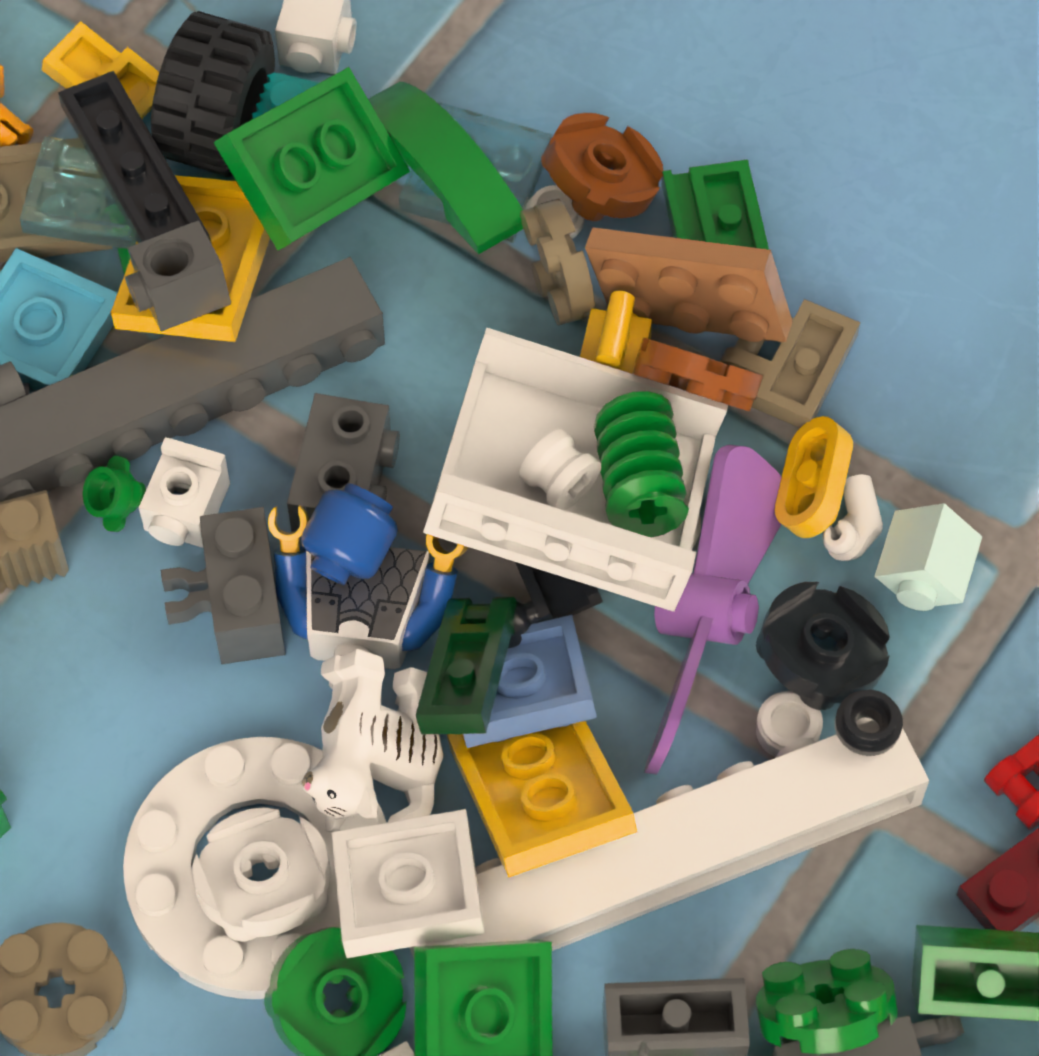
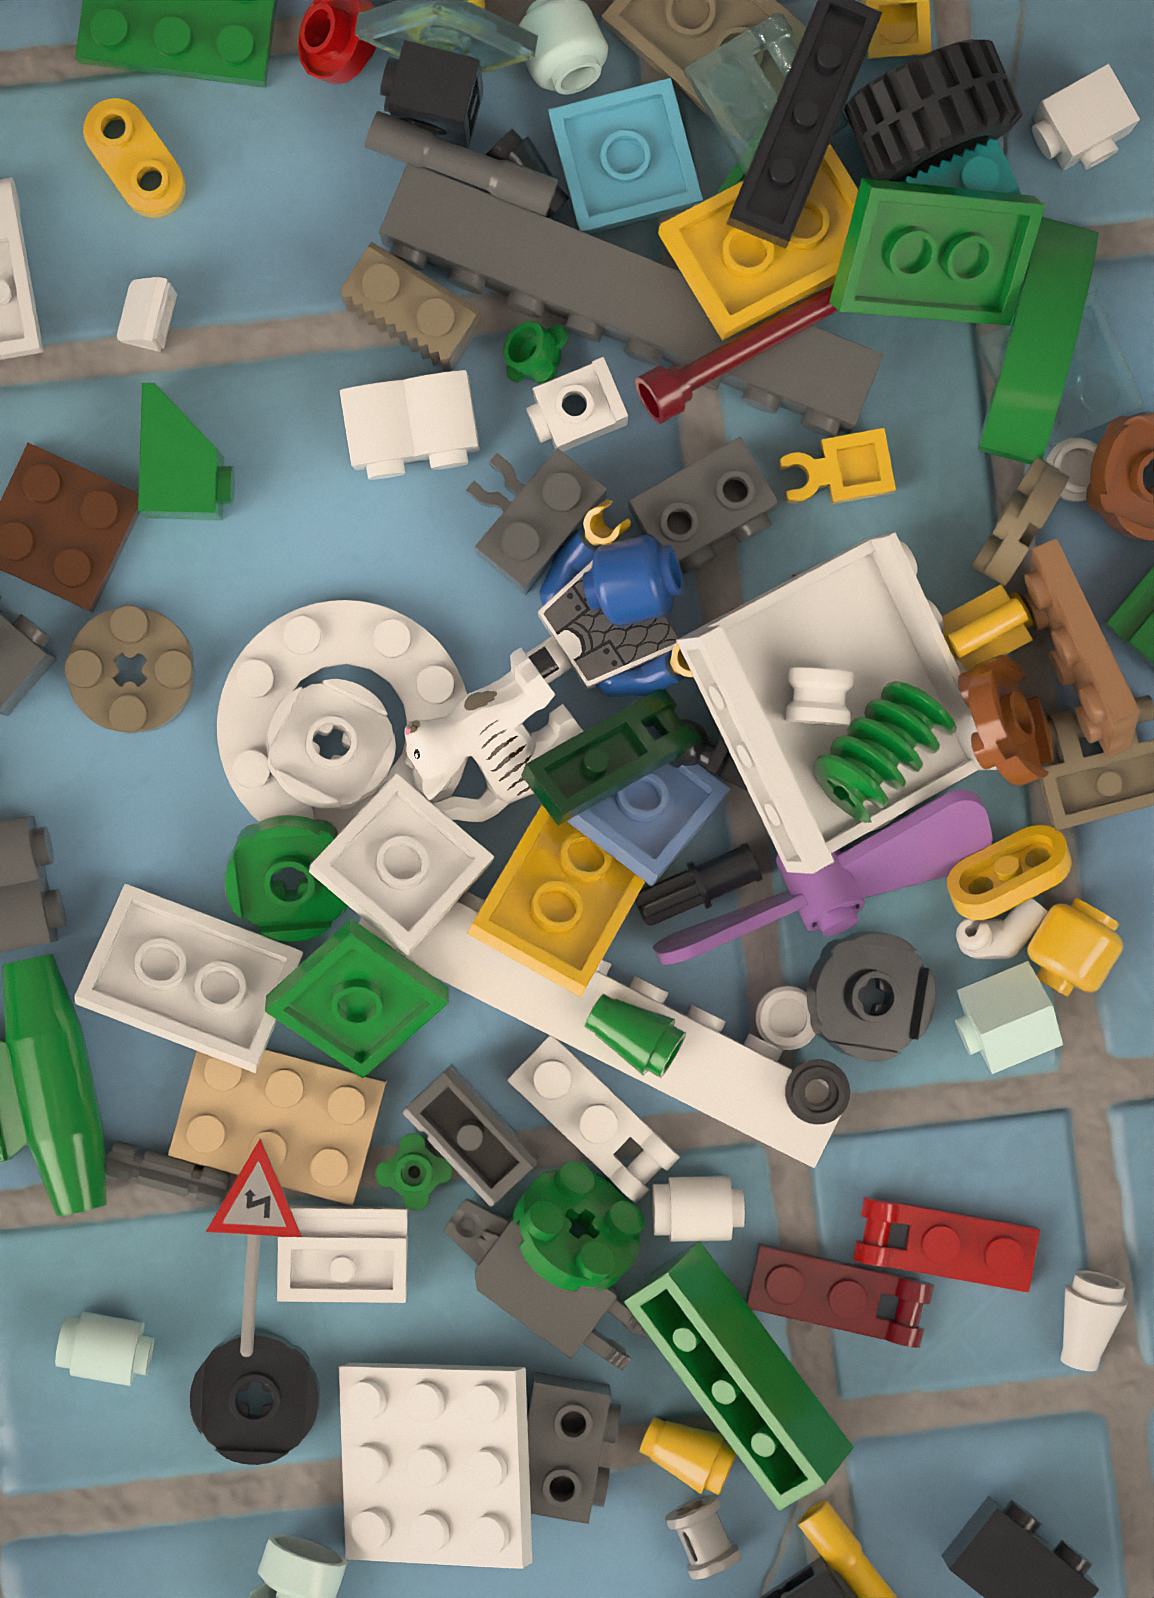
camera: 45 degrees right, 25 degrees up
(76, 618) = (409, 423): none -> white brick
(177, 276) = (728, 283): dark grey brick -> none
(233, 397) = (667, 390): none -> dark red piece
(406, 353) = (850, 466): none -> yellow plate
(627, 700) = (698, 885): none -> black axle
(705, 815) = (636, 1034): none -> green cone
(740, 932) = (591, 1116): none -> white plate
(887, 907) = (697, 1209): none -> white brick
(911, 469) = (1075, 947): none -> yellow head

